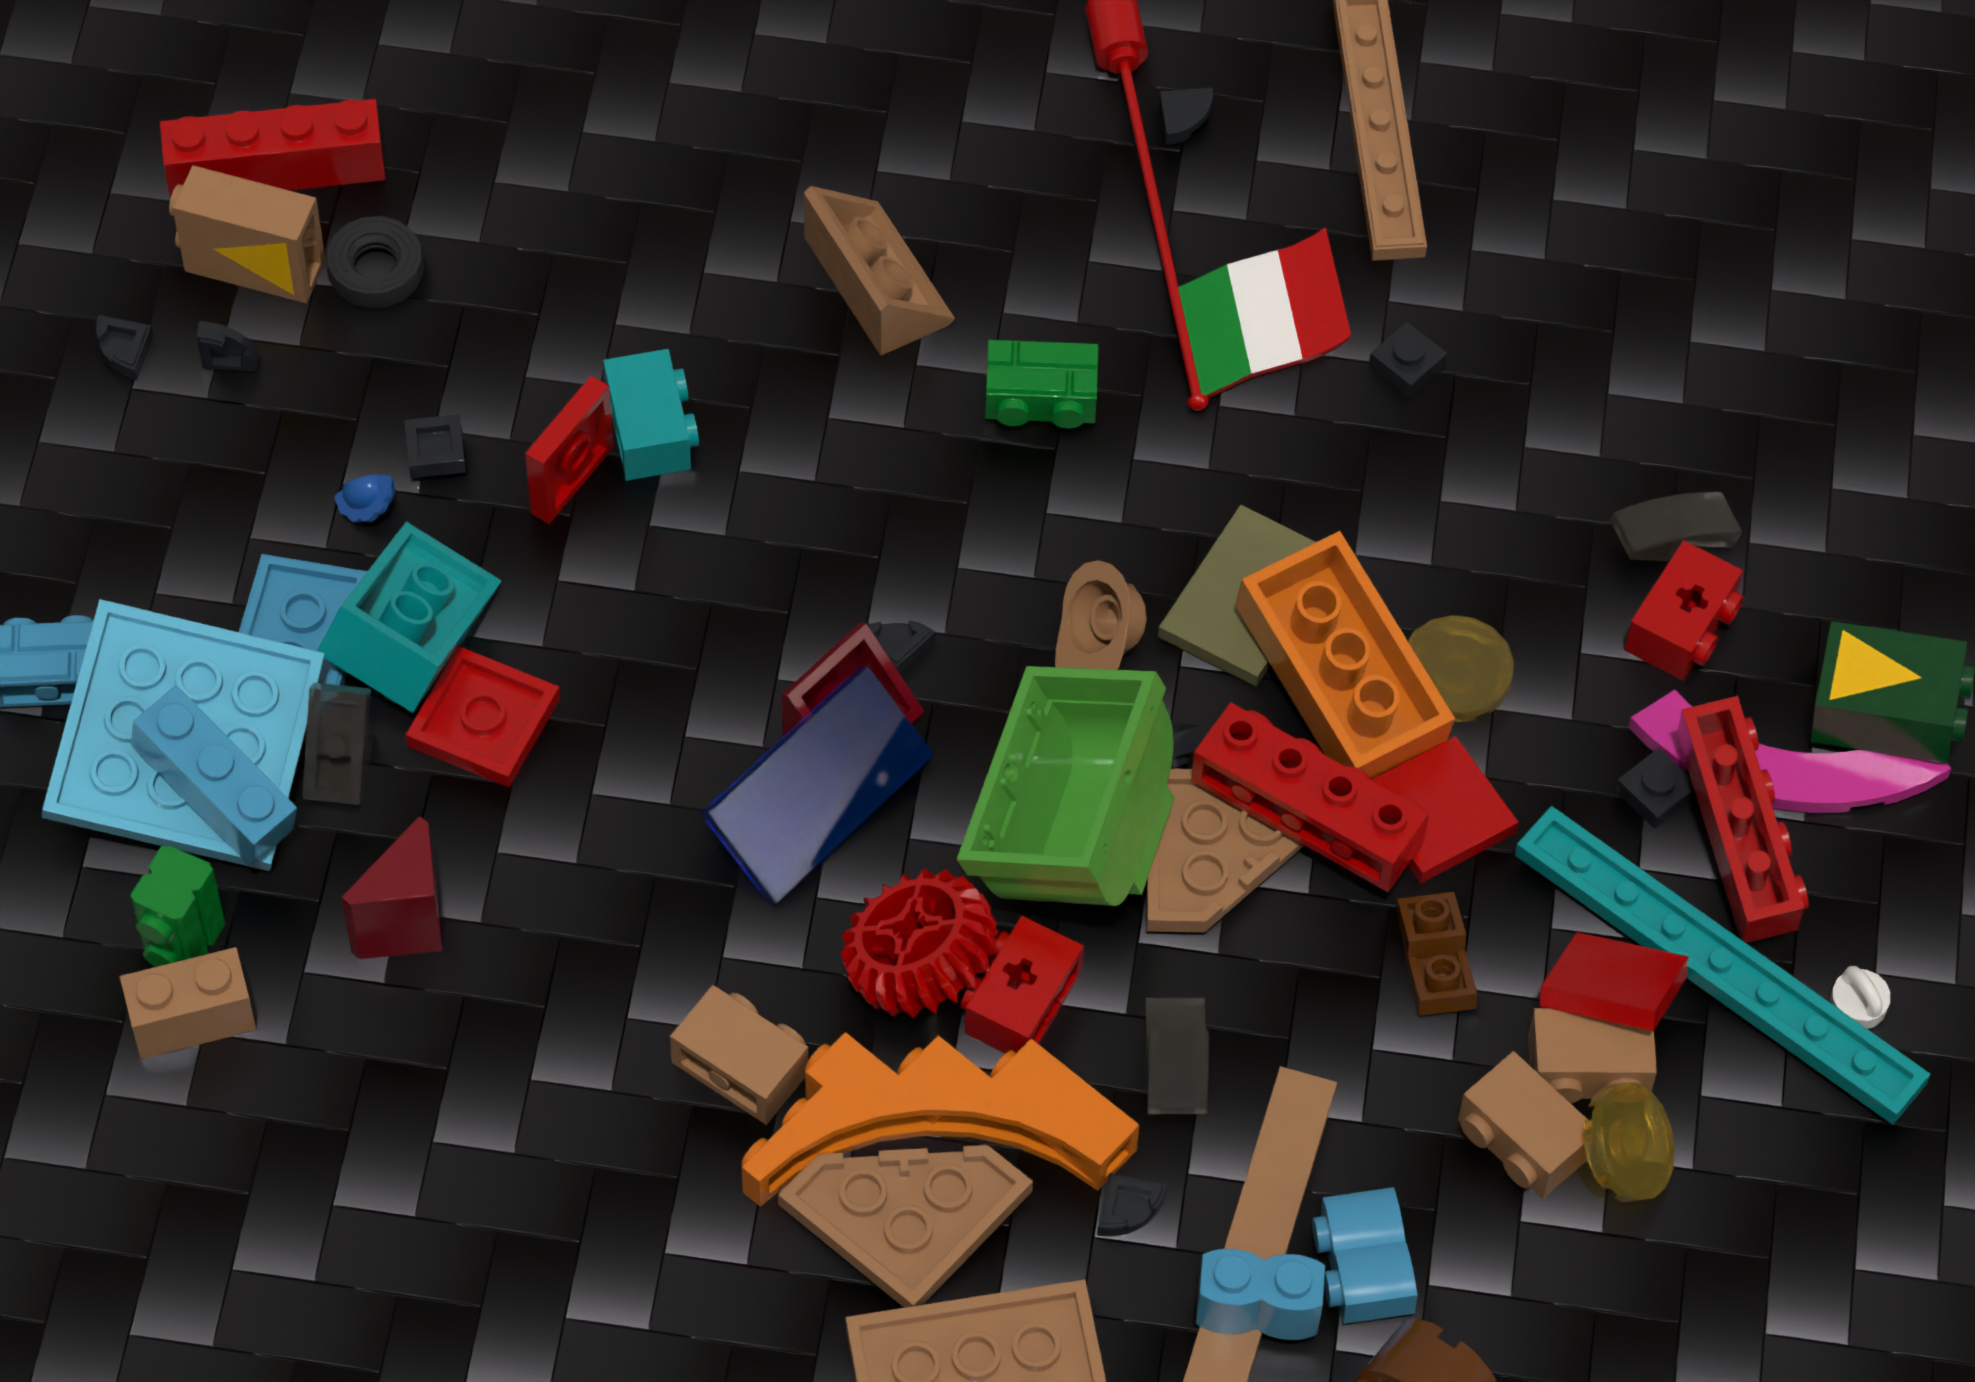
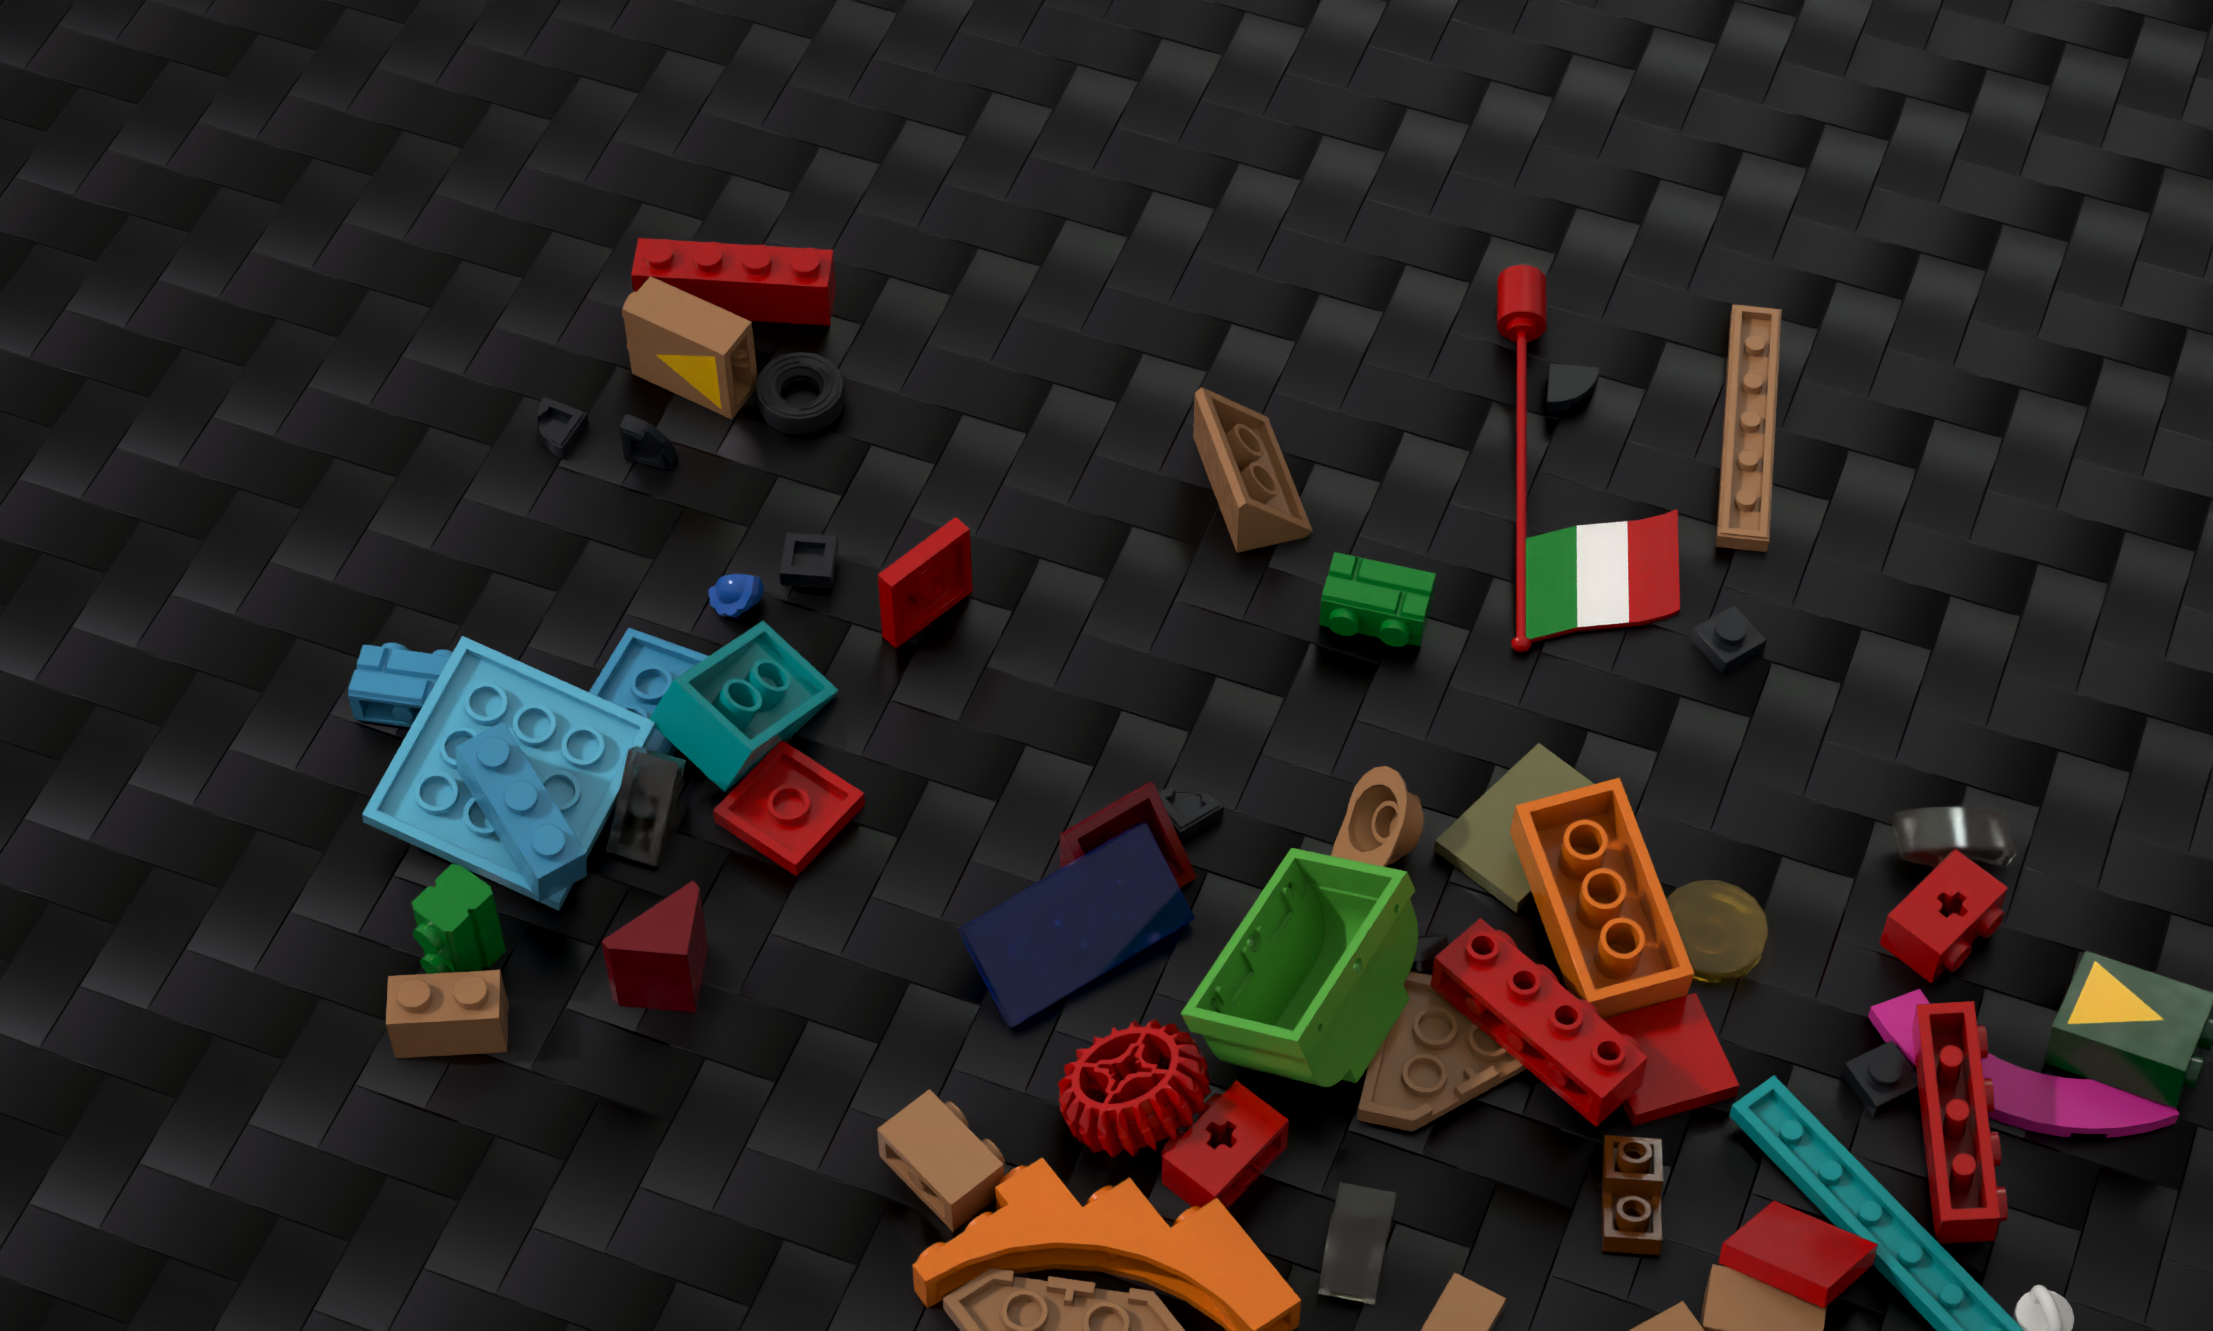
camera: 15 degrees right, 5 degrees down
(649, 414) = (1008, 566): teal brick -> none

